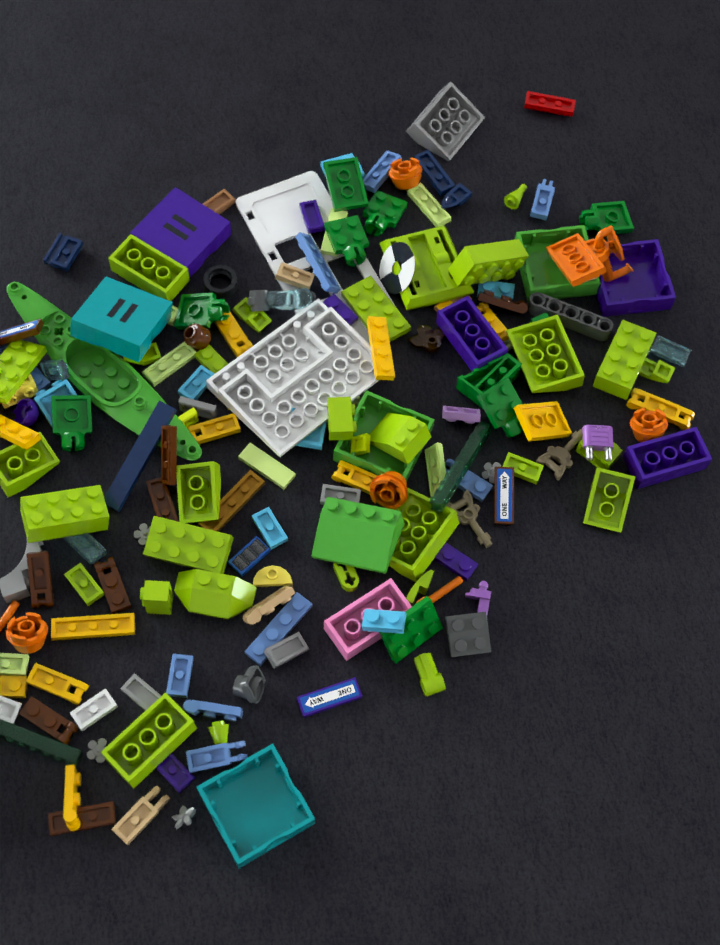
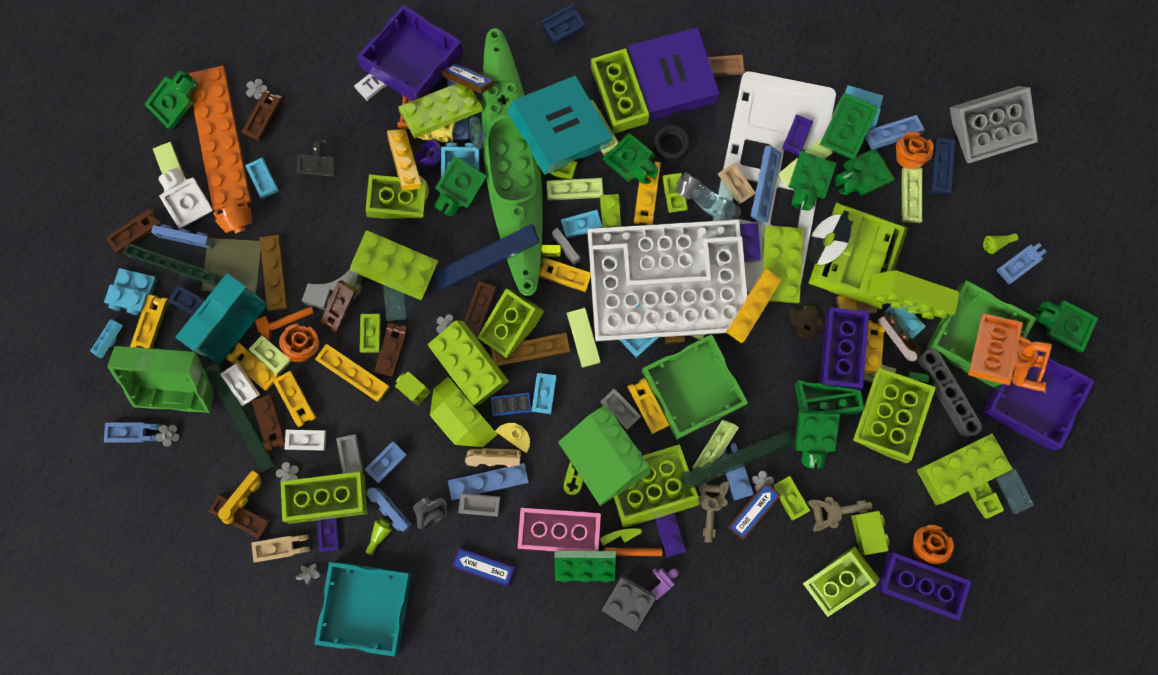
camera: 45 degrees right, 15 degrees up
(168, 454) = (507, 275): reddish brown tile -> none
(197, 336) = (612, 182): reddish brown head -> none
(213, 756) = (362, 547): medium blue hinge -> none
(340, 418) = (667, 346): lime brick -> none
(360, 444) = (671, 377): neon yellow tile -> none
(384, 621) = (563, 547): medium azure plate -> none
(389, 490) = (659, 437): orange cone -> none
(400, 436) = (706, 396): lime slope -> none
(431, 680) = (570, 614): lime piece -> none
(456, 196) = (942, 204): dark blue plate -> none
(458, 413) = (778, 412): lavender plate -> none
(542, 421) = (840, 472): yellow plate -> none
(549, 103) = (1112, 170): red plate -> none
(598, 439) = (874, 526): medium lavender piece -> none
(654, 402) = (961, 538): yellow plate -> none

